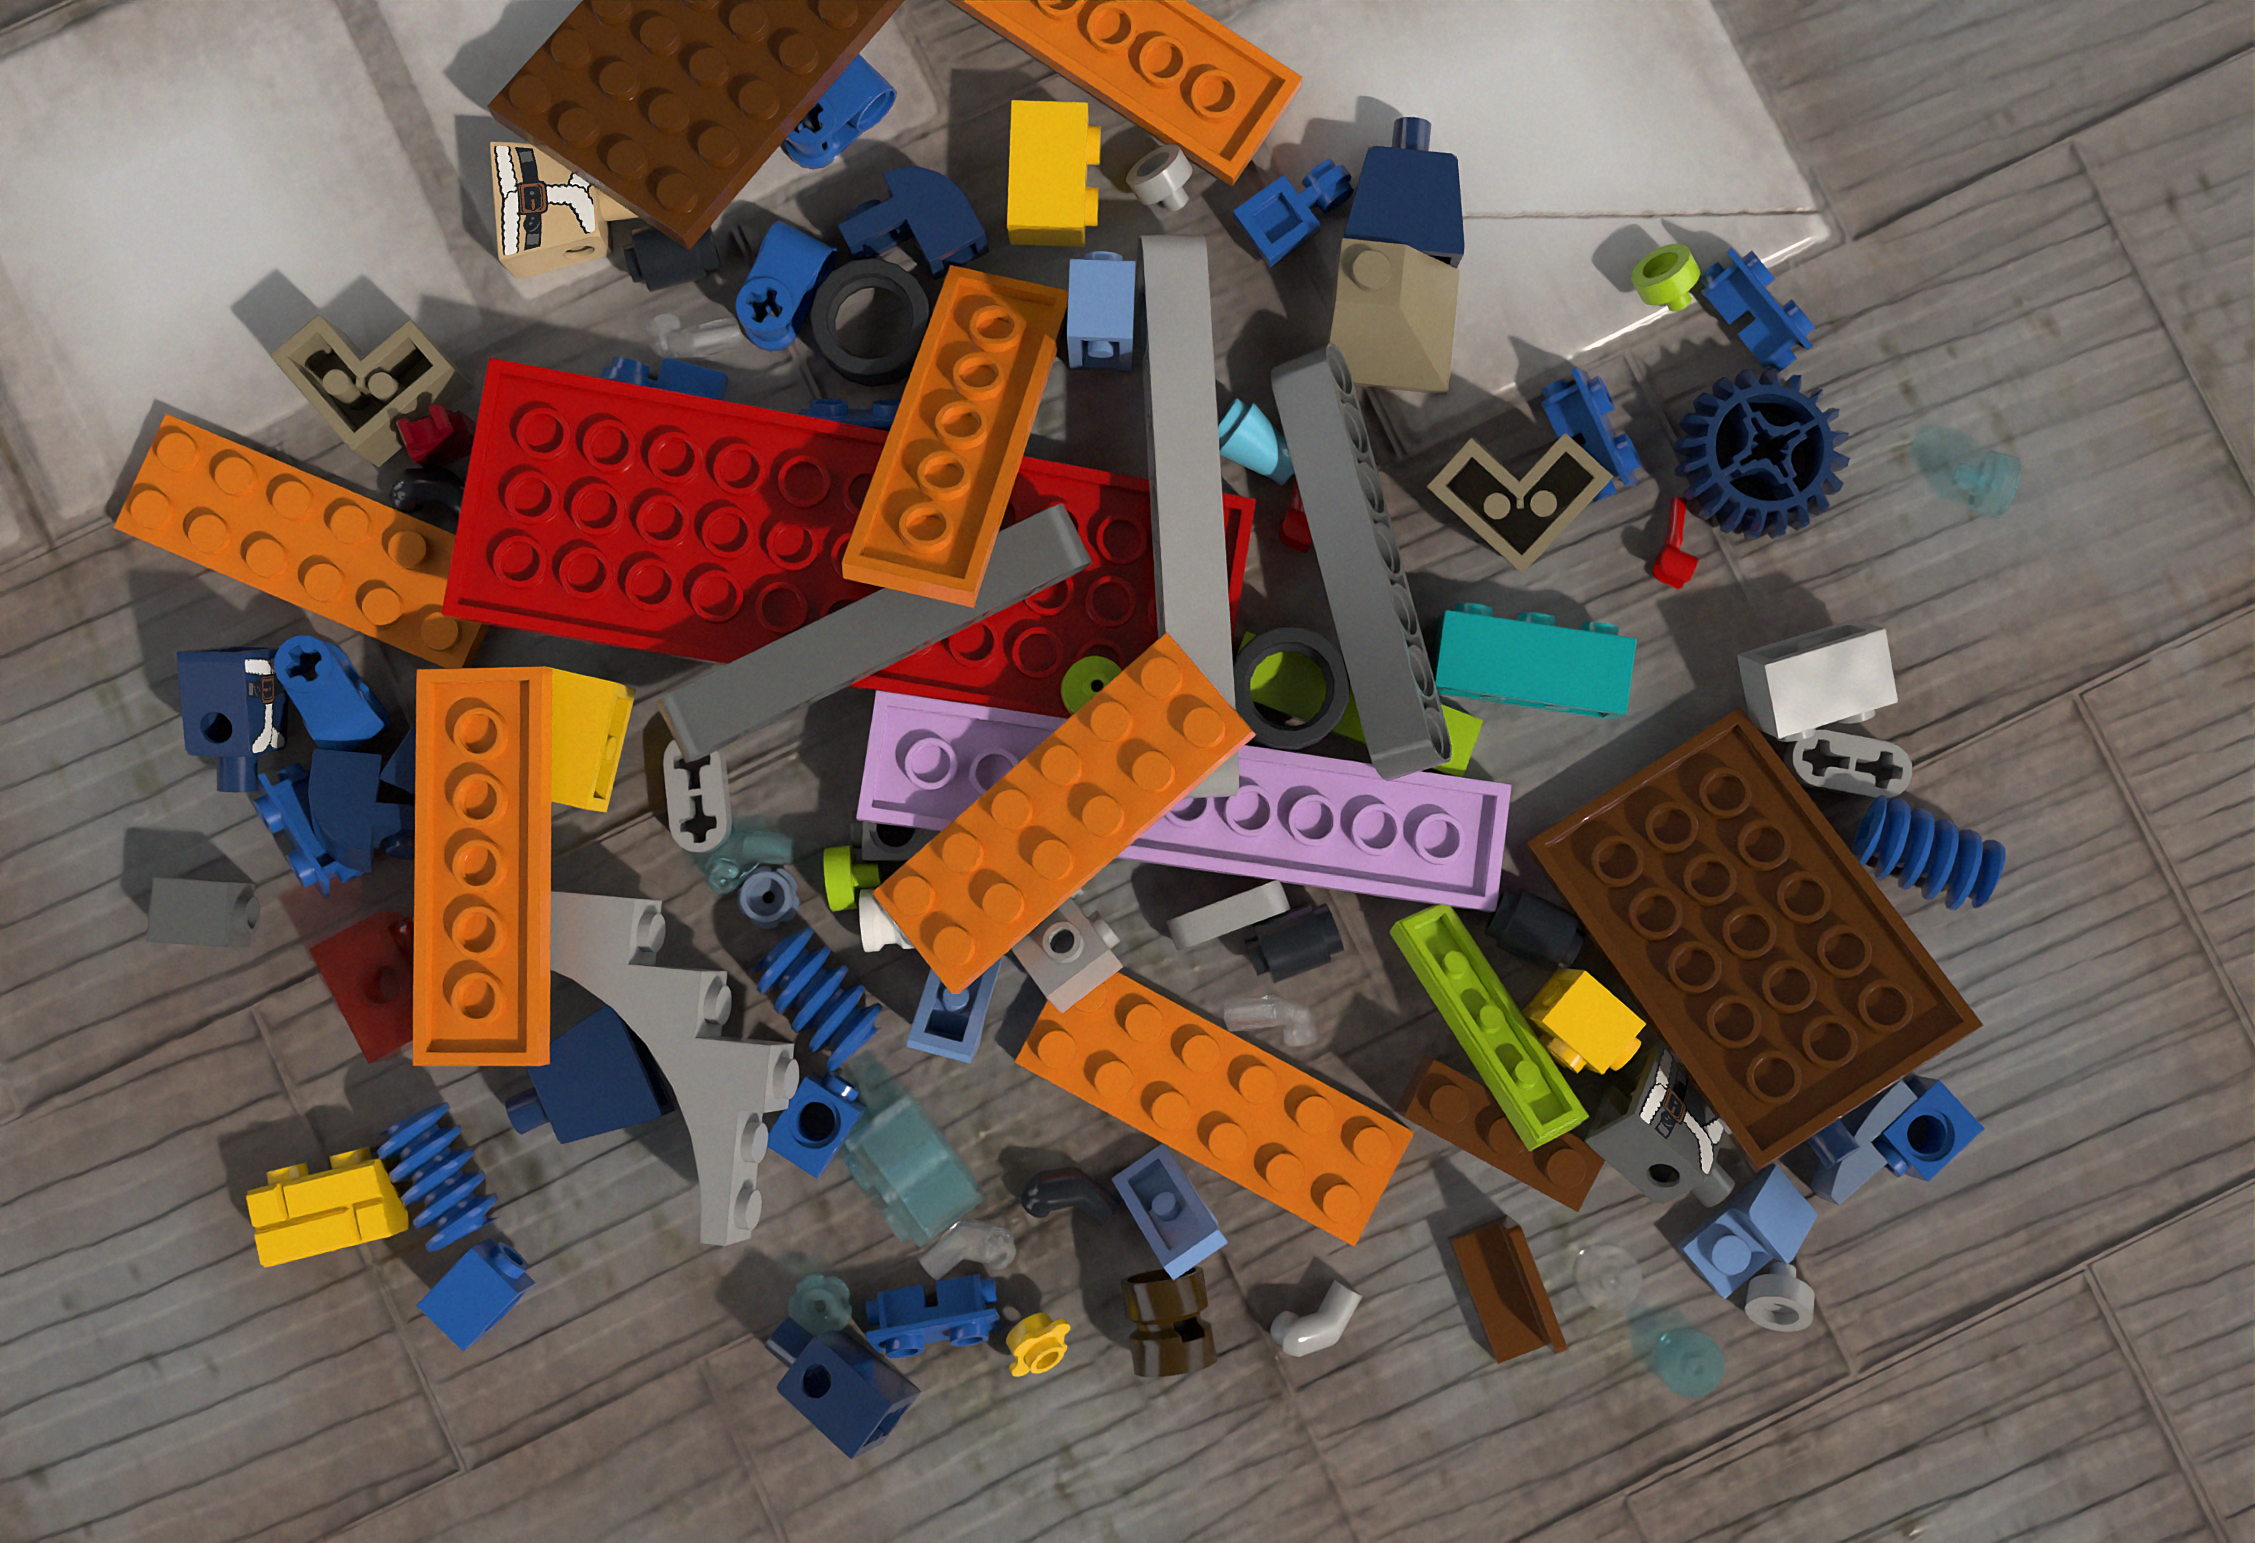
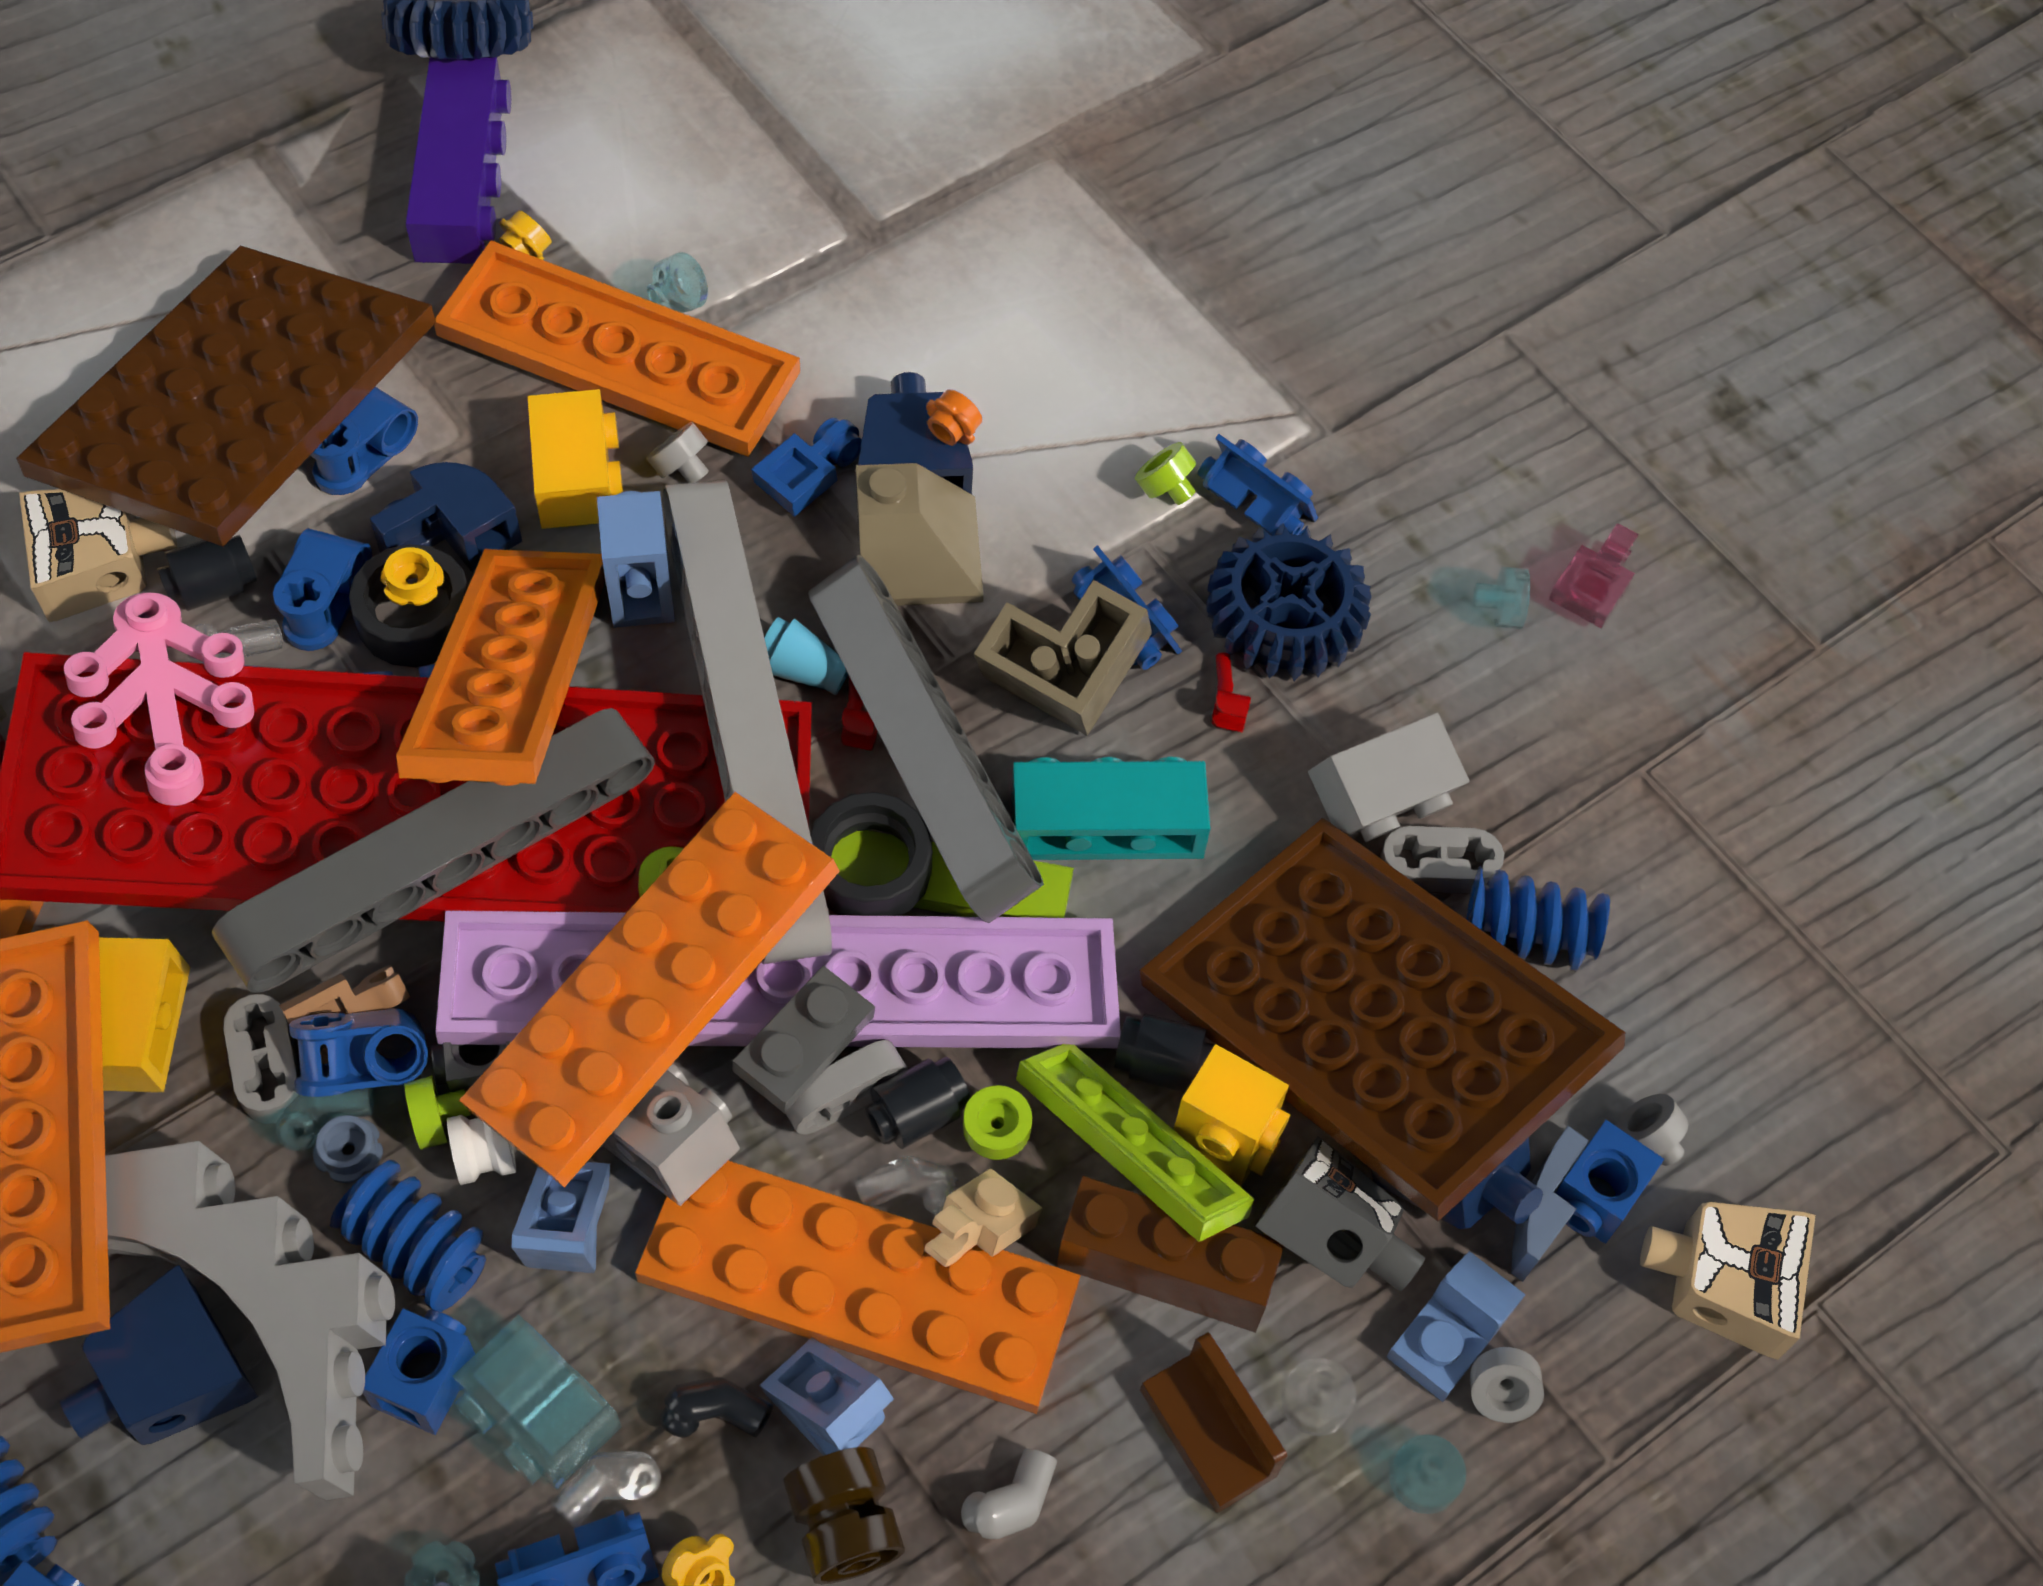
camera: 15 degrees left, 25 degrees down
(618, 410) = (150, 626): none -> bright pink plant
(769, 769) = (374, 993): none -> medium nougat plate
(789, 812) = (353, 1053): none -> blue piece
(874, 287) = (410, 564): none -> yellow plate
(1197, 877) = (803, 1039): none -> dark grey plate
(1336, 1065) = (983, 1214): none -> tan plate
(1380, 980) = (997, 1122): none -> lime tile
(1453, 198) = (953, 418): none -> orange plate
(1981, 1081) = (1657, 1125): none -> light grey tile
(2023, 1235) = (1738, 1272): none -> tan torso
(2090, 473) = (1595, 580): none -> clear pink plate

